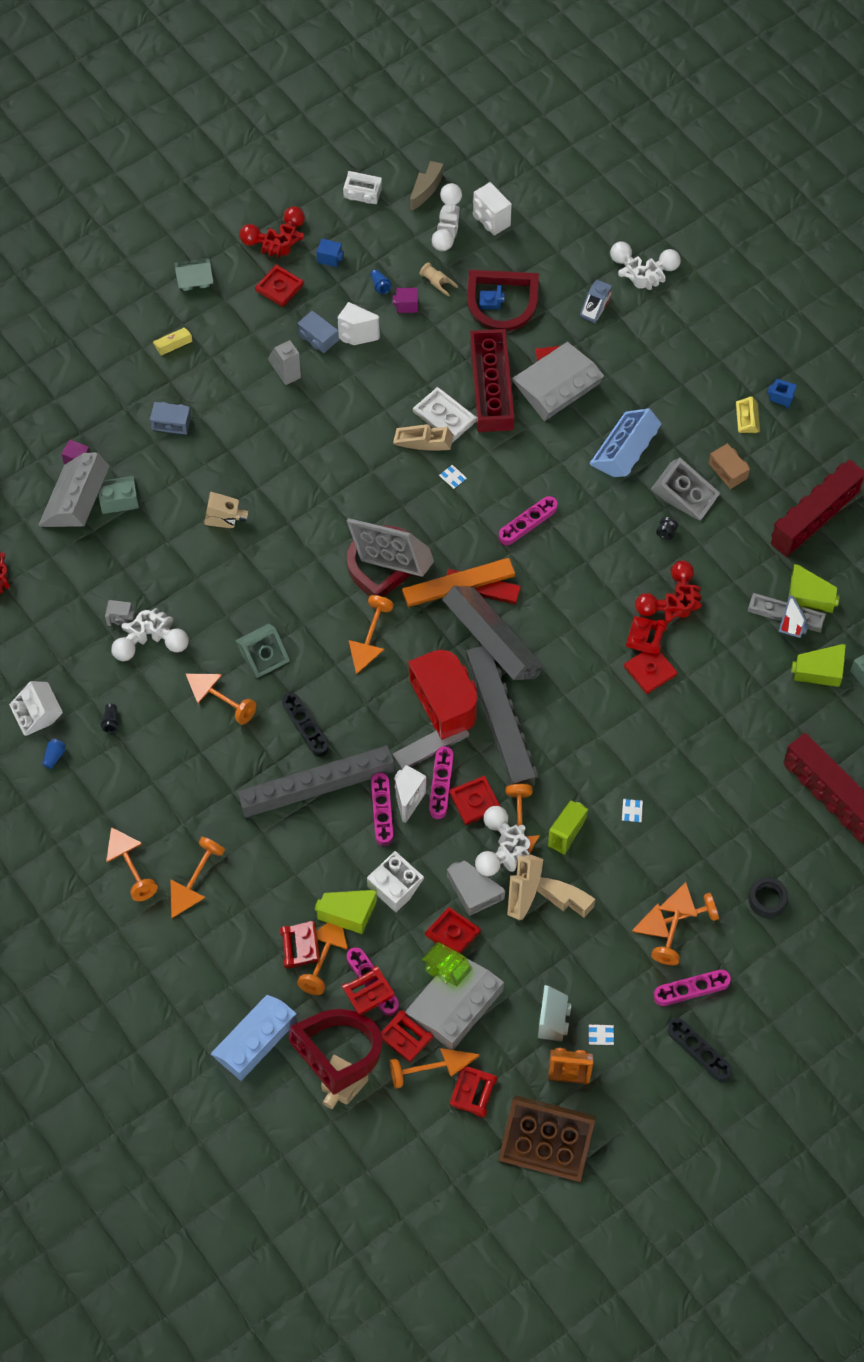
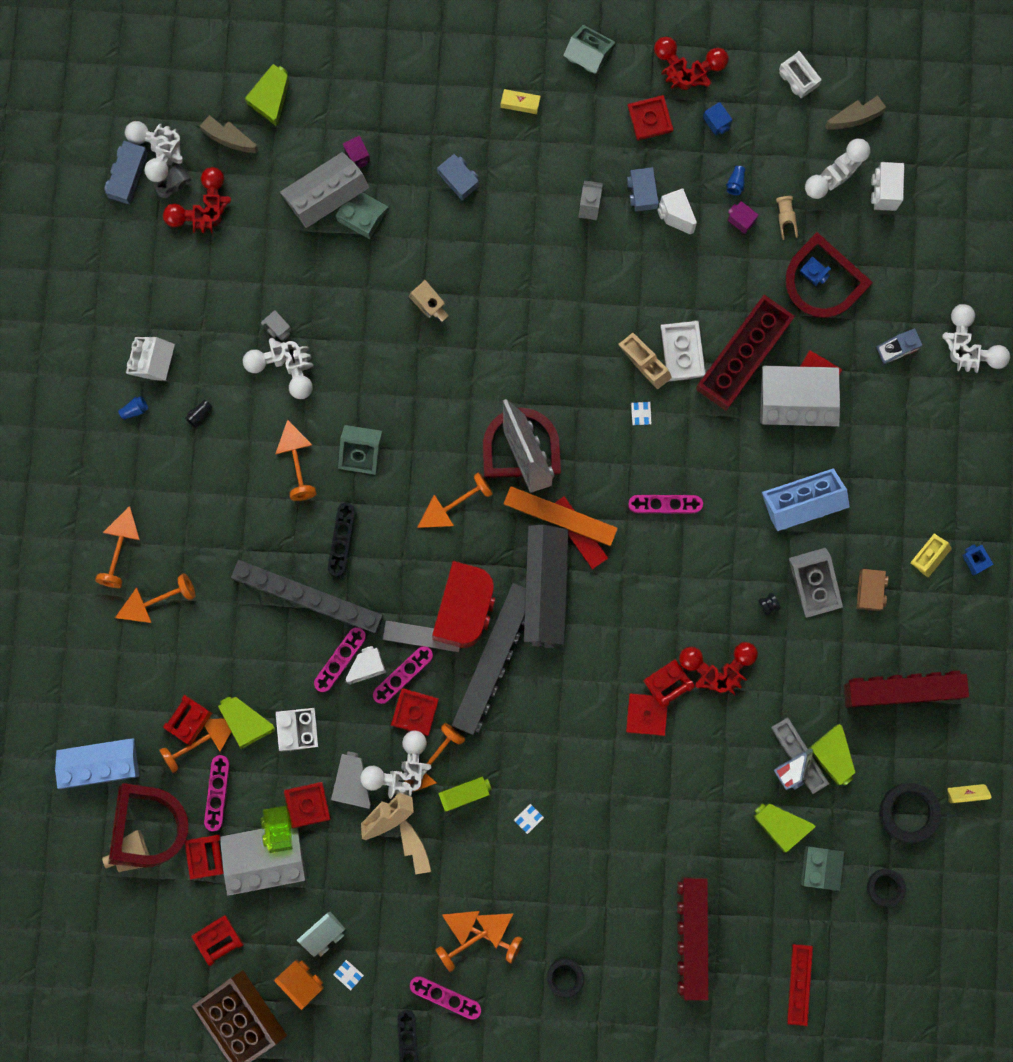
camera: 40 degrees right, 20 degrees up
(371, 995) = (203, 807): red plate -> none
(452, 1059) = (223, 906): orange piece -> none

